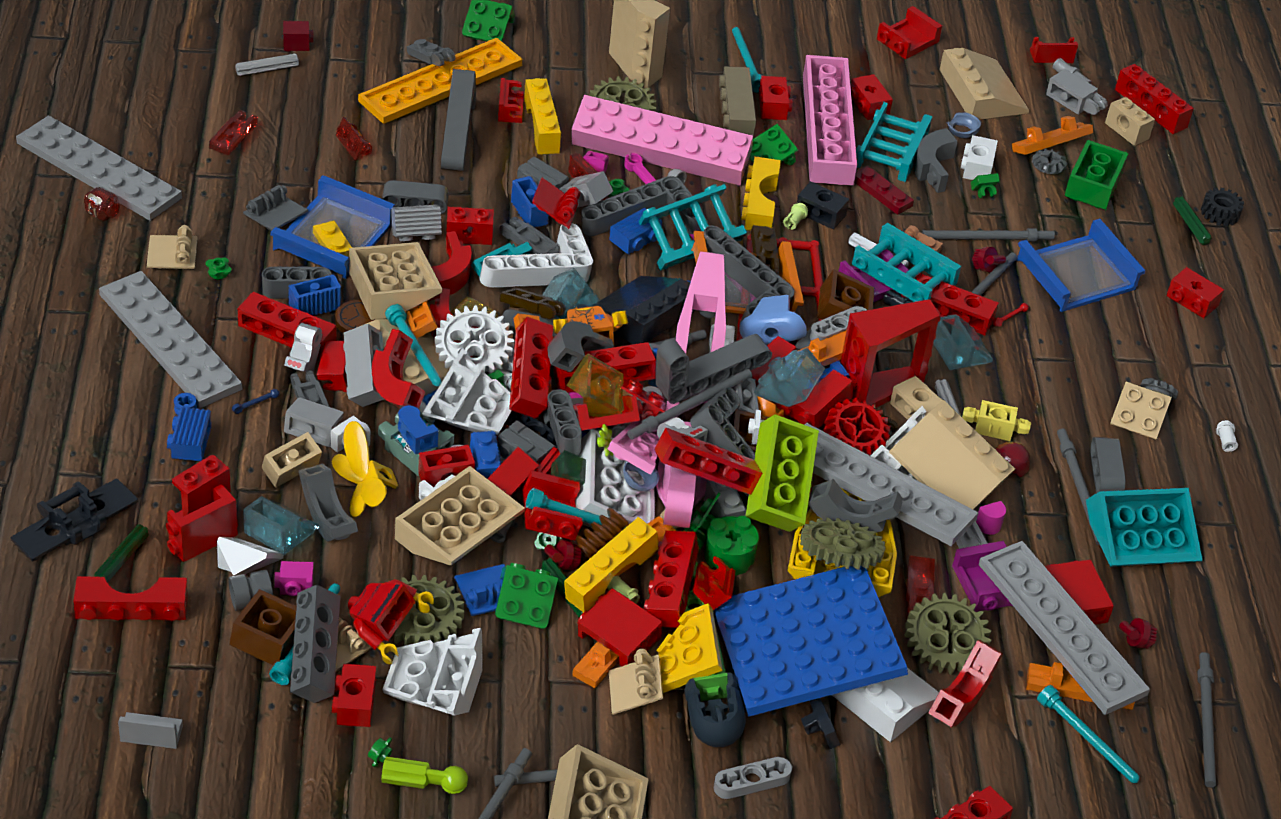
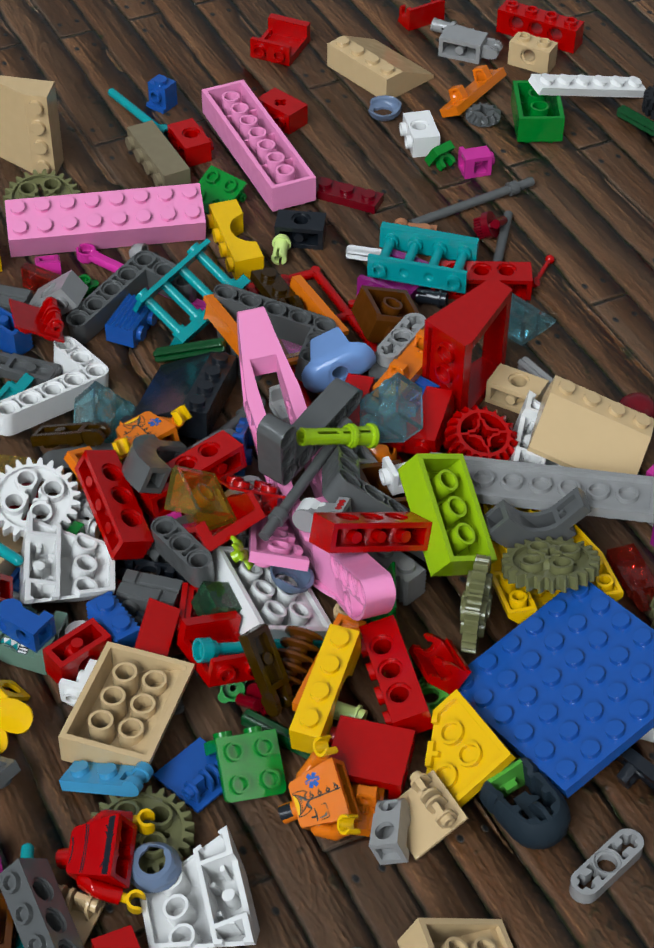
camera: 20 degrees left, 0 degrees up
(416, 563) = (106, 778): none -> dark azure plate
(418, 645) = (164, 878): none -> sand blue piece
(565, 637) = (322, 795): none -> orange torso
(574, 531) = (267, 669): none -> dark brown hinge
(601, 684) = (390, 831): none -> light grey leg
(664, 270) = (187, 350): none -> dark green axle
(733, 542) = (428, 608): green brick -> none
(740, 383) = (348, 435): none -> lime pin
(765, 549) = (476, 604): none -> olive gear
(775, 47) = (162, 94): none -> blue brick
(904, 164) = (350, 137): teal fence -> none
(934, 148) = (372, 149): dark grey arch -> none
(996, 420) = (603, 376): light yellow piece -> none
(1013, 200) = (475, 161): none -> dark pink brick
(1083, 267) = (580, 200): piece -> none
(1155, 167) = (587, 85): none -> white plate

